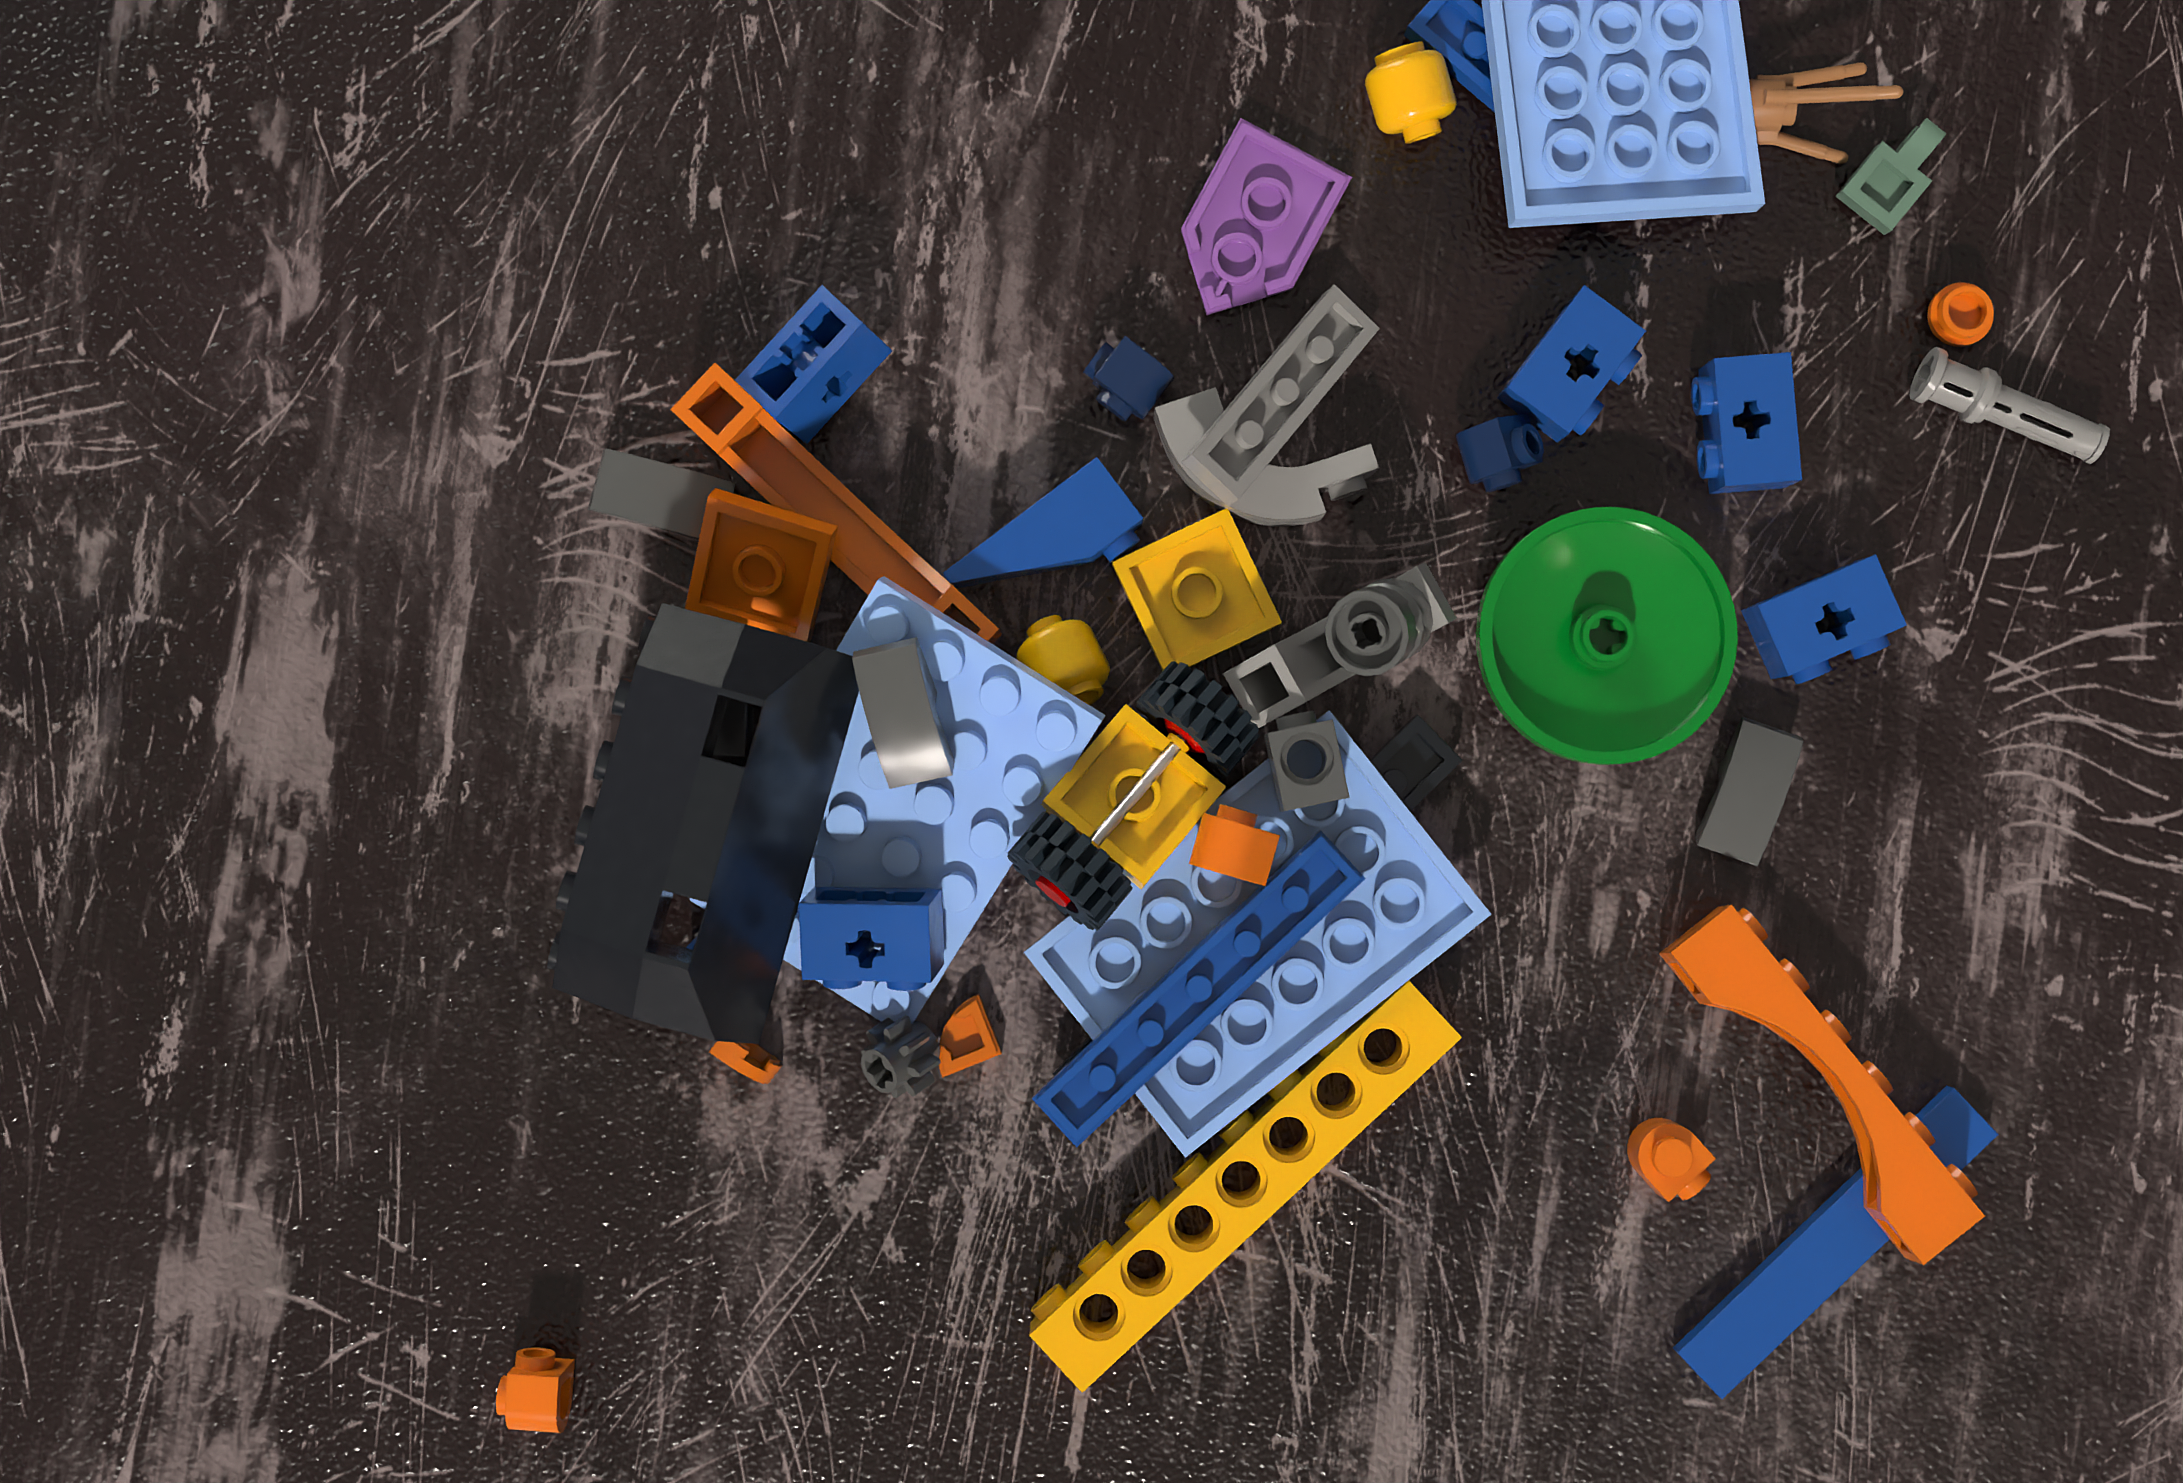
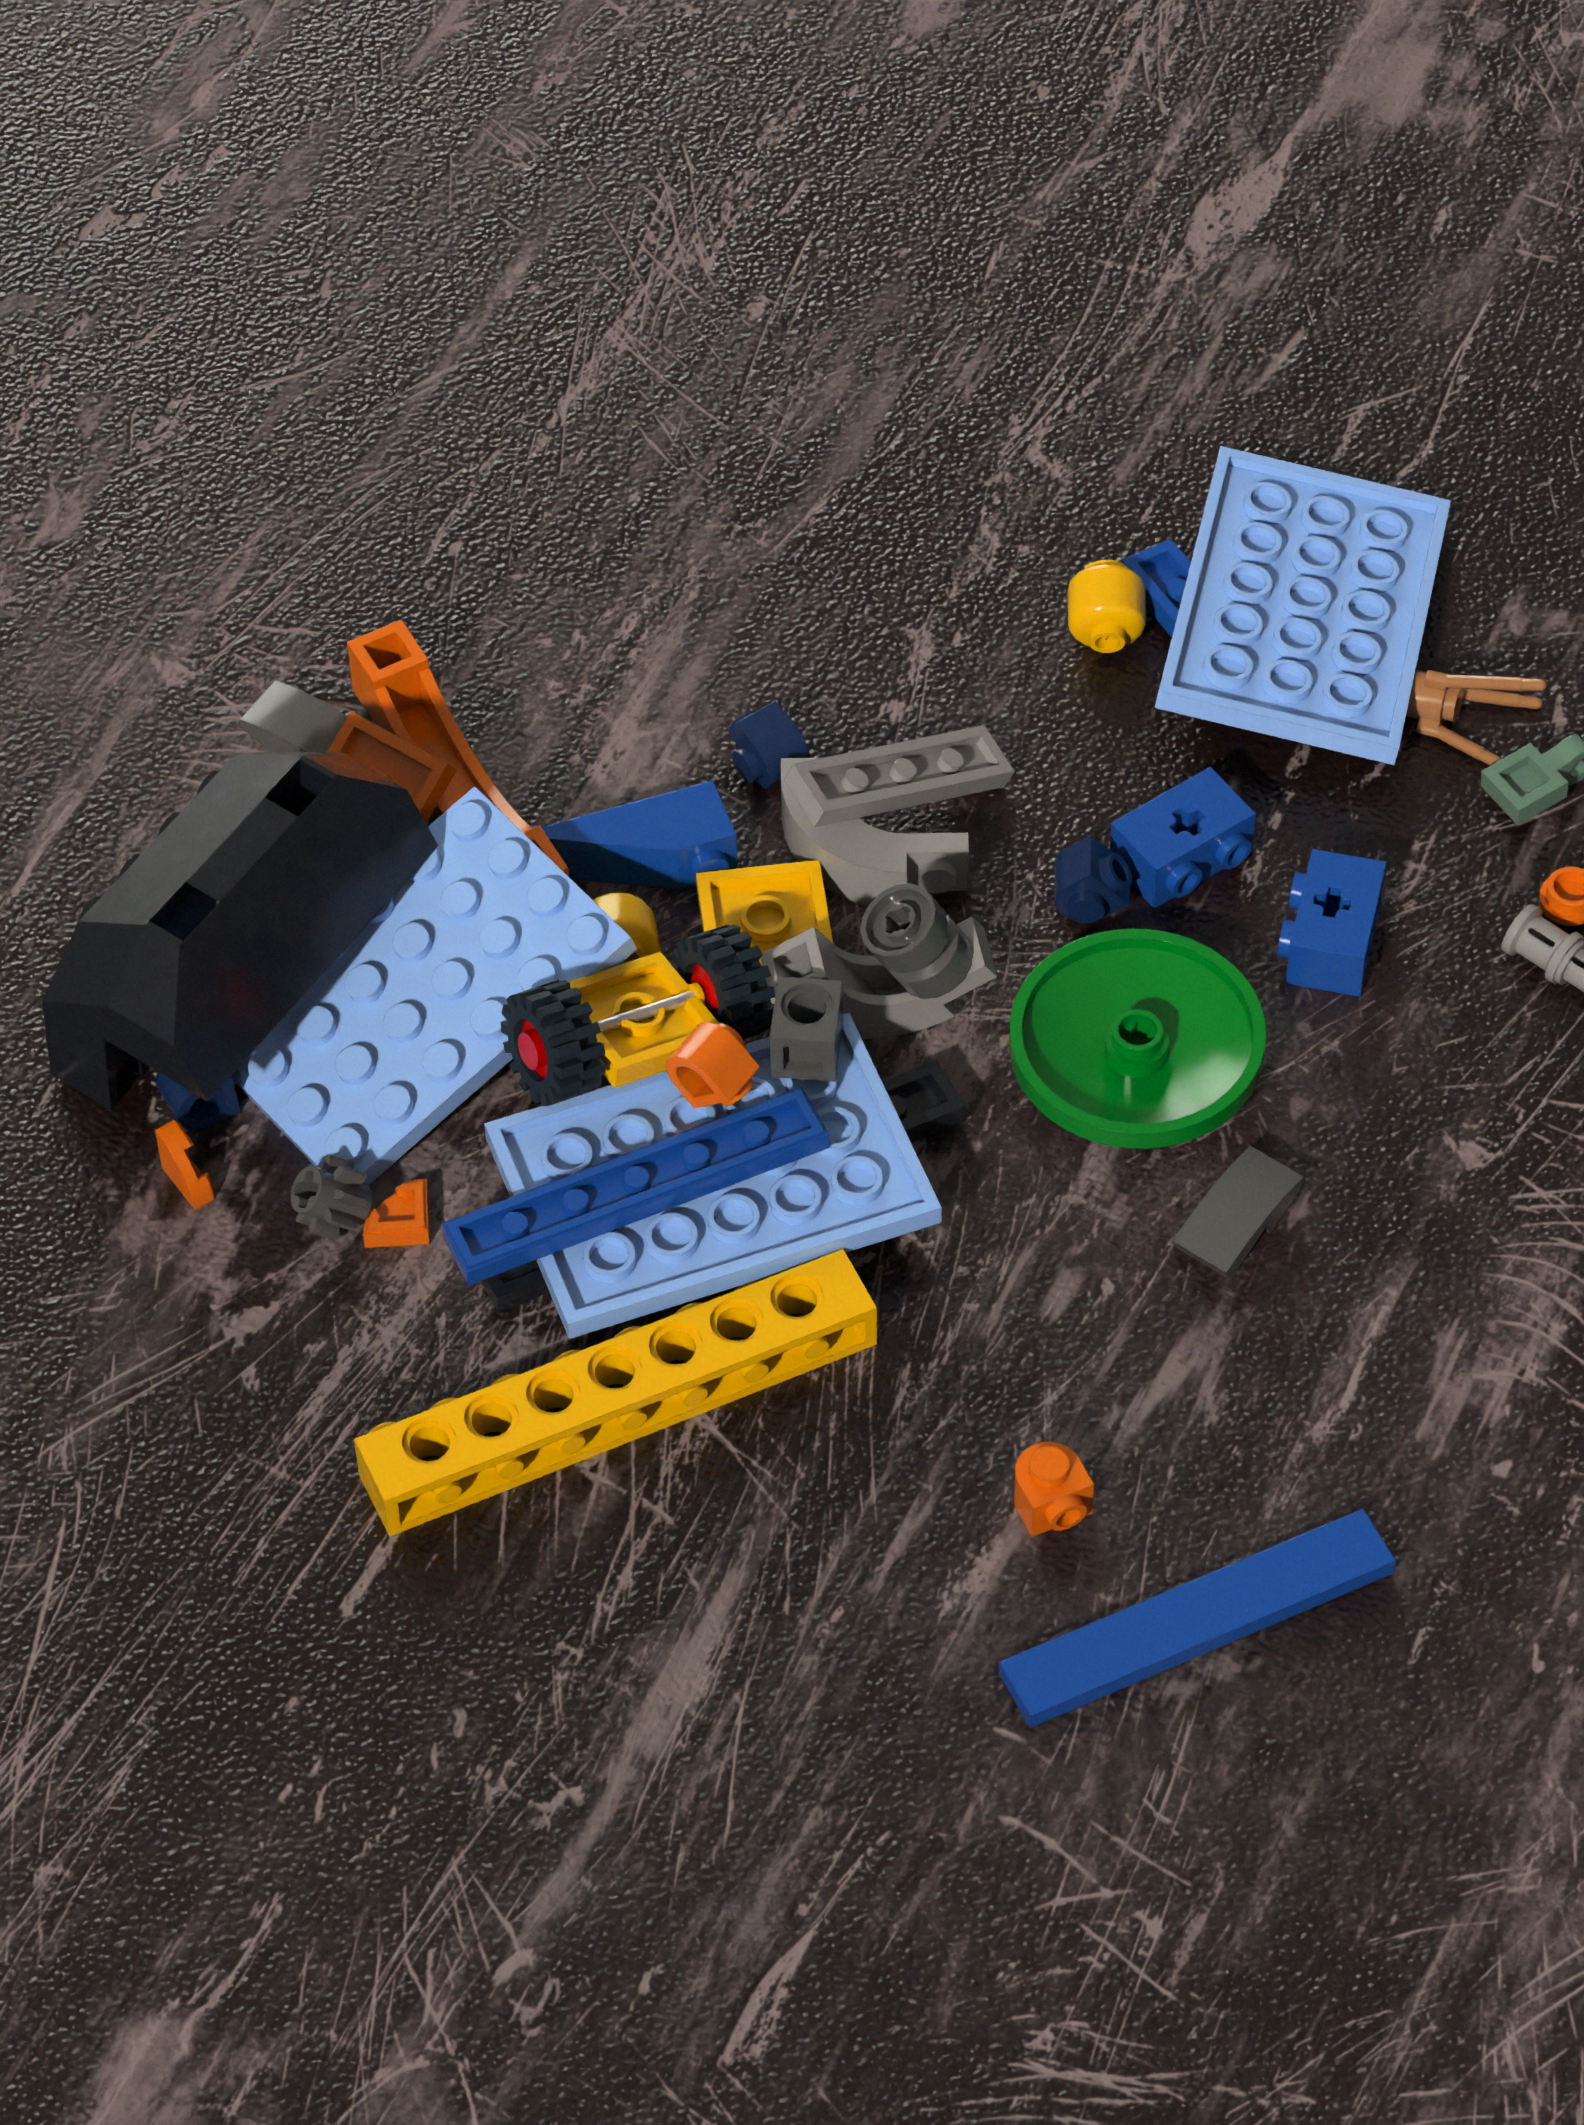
camera: 20 degrees right, 35 degrees down
(813, 365) = (492, 659): blue brick -> none
(901, 918) = (349, 1063): blue brick -> none
(902, 713) = (451, 881): dark grey slope -> none
(1258, 218) = (936, 671): medium lavender tile -> none
(1856, 599) = (1356, 1087): blue brick -> none
(1904, 1182) = (1171, 1349): orange arch -> none

